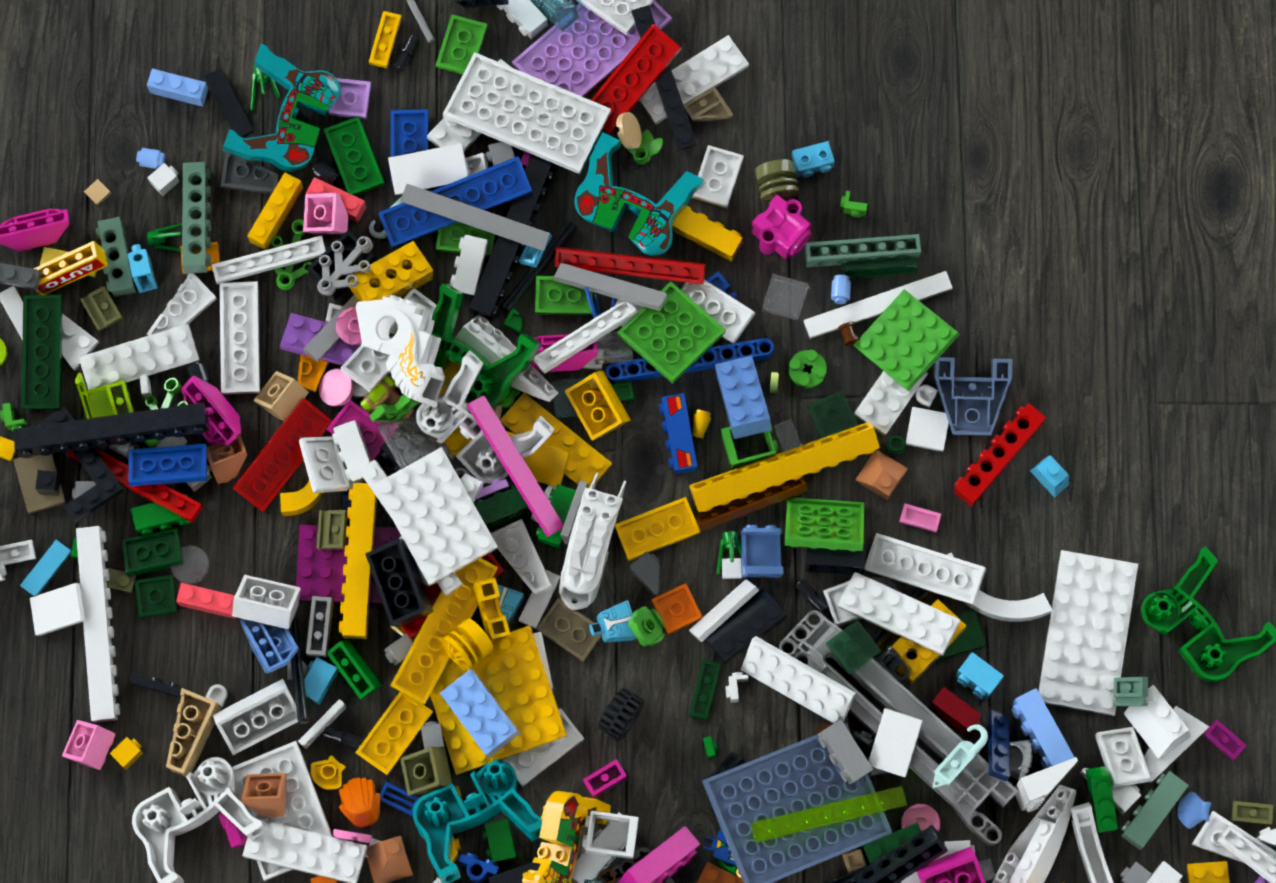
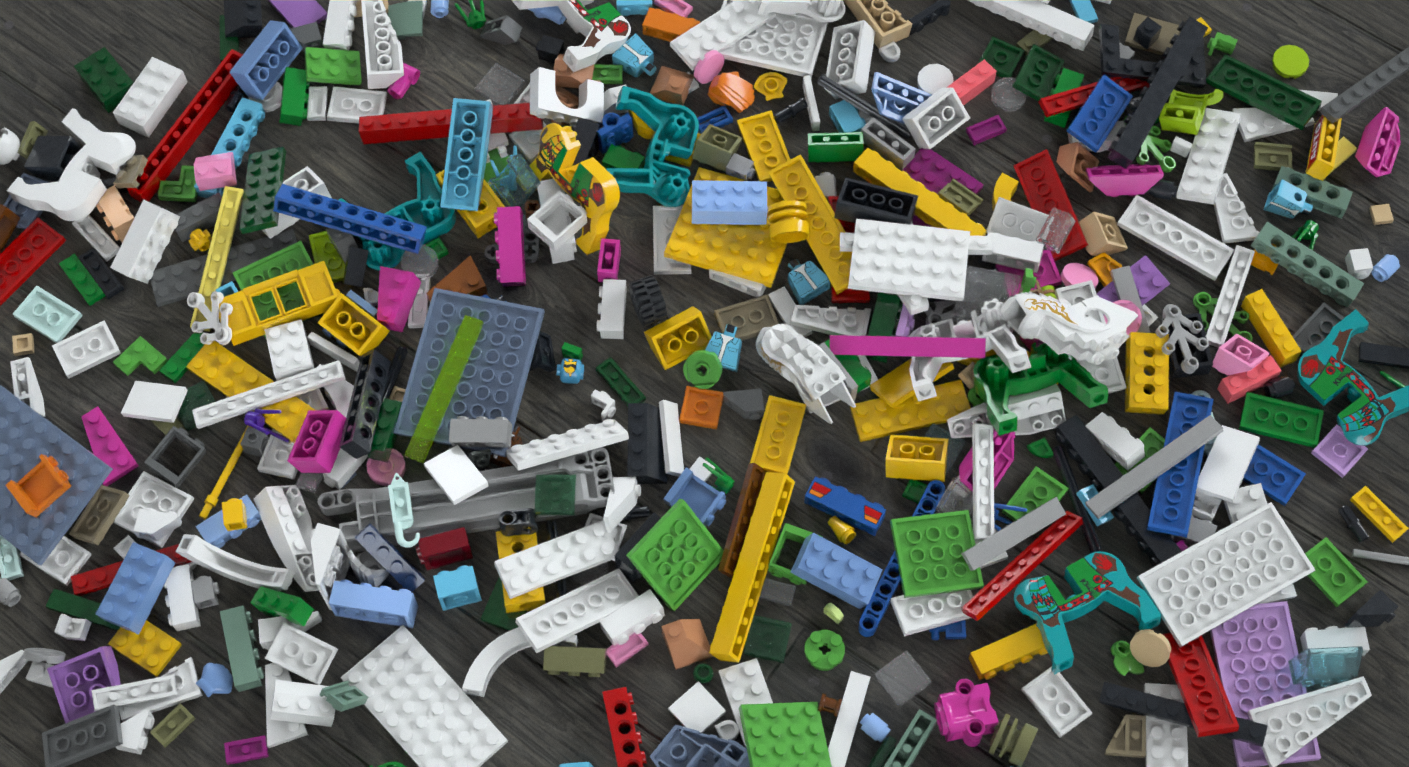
camera: 125 degrees right, 10 degrees down
(220, 636) = (933, 78): none -> white tile
(240, 560) = (986, 129): none -> magenta tile
(266, 794) = (786, 28): nougat slope -> none
(311, 427) = (1055, 230): none -> clear brick
(488, 603) = (813, 262): yellow arch -> none
(629, 669) = (678, 337): none -> yellow slope
(645, 745) = (612, 309): none -> white brick
(727, 735) = (570, 371): none -> dark azure head
(799, 607) = (621, 501): none -> white slope
(896, 525) = (632, 618): none -> white brick
(961, 541) = (575, 660): none -> olive brick

